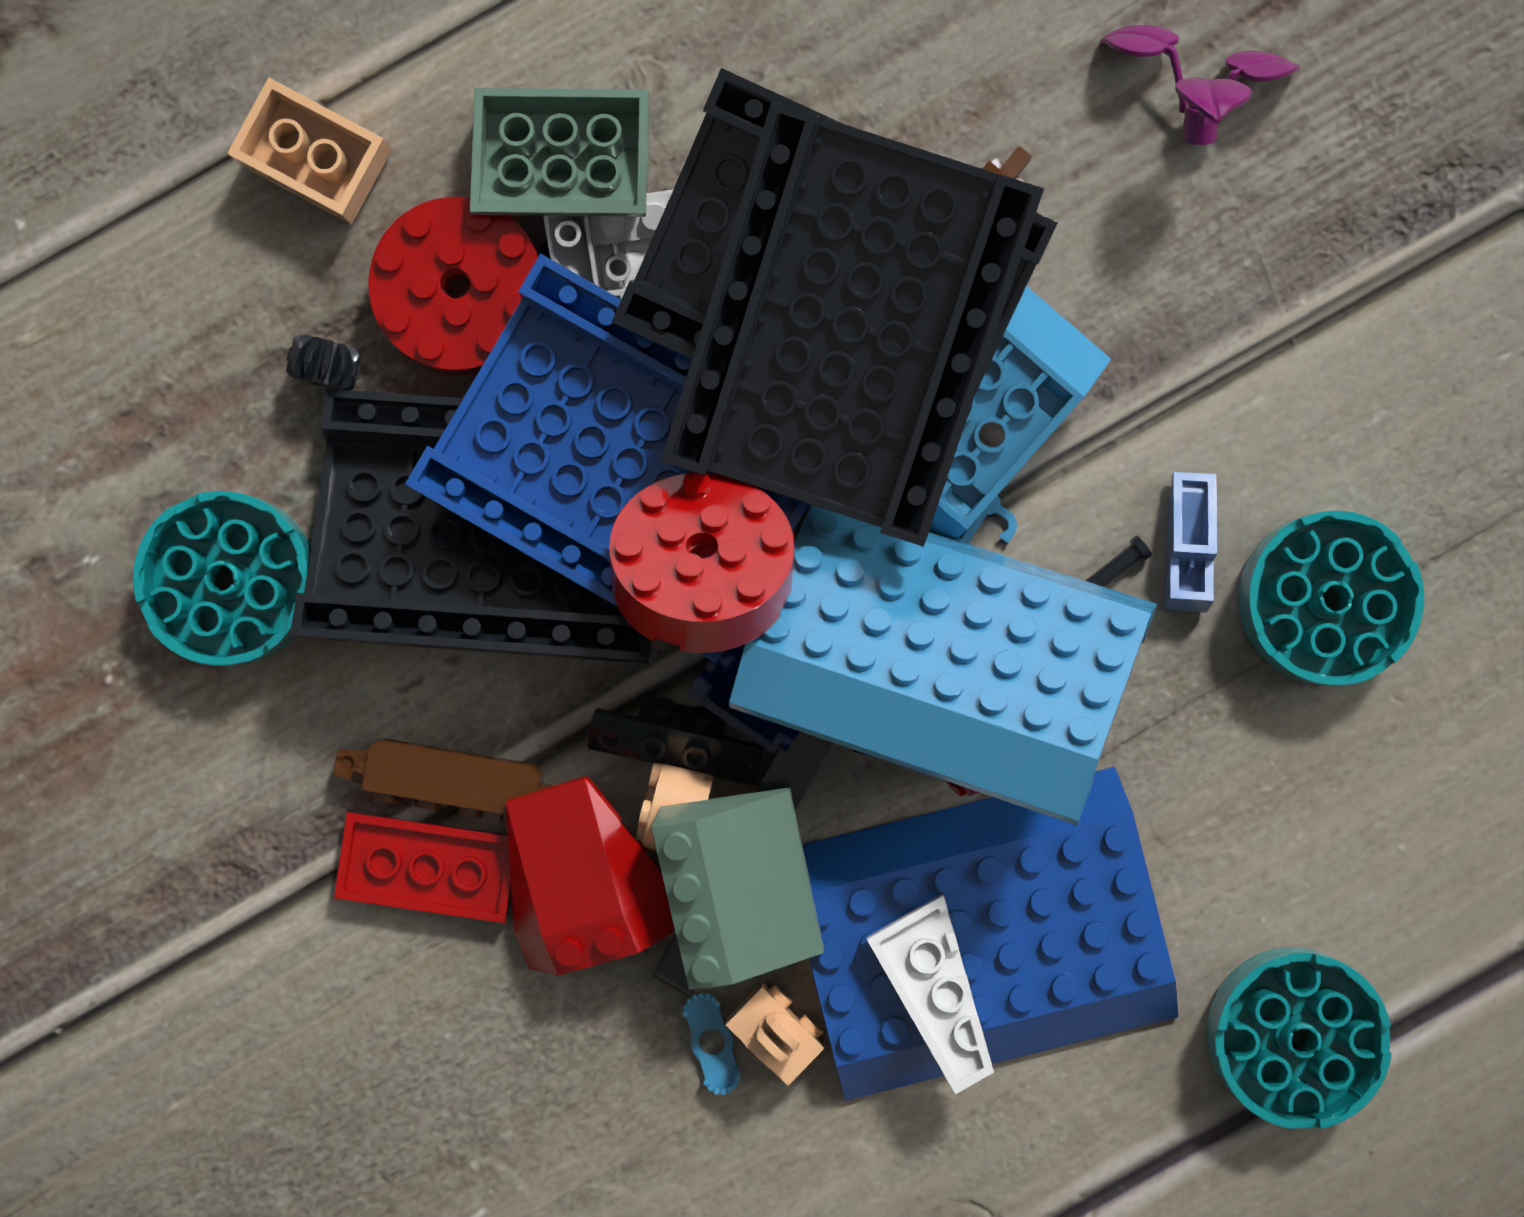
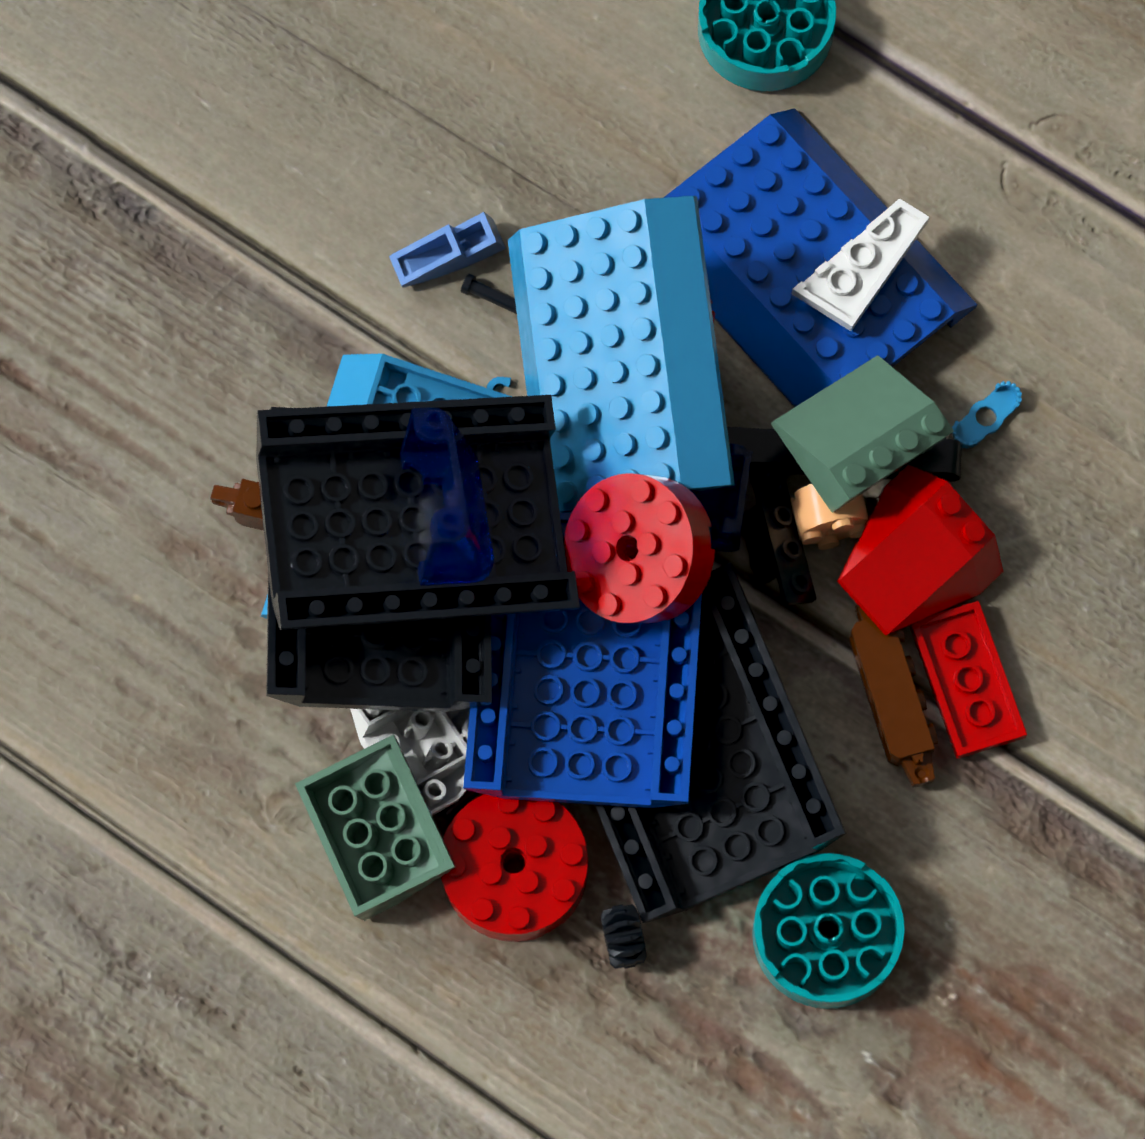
camera: 115 degrees left, 15 degrees down
(309, 151) = (462, 1028): light nougat brick -> none
(775, 360) = (459, 532): none -> clear blue windscreen
(776, 1032) = (954, 372): light nougat brick -> none
(1200, 99) = (118, 366): magenta plant -> none
(1376, 591) = (437, 103): teal brick -> none

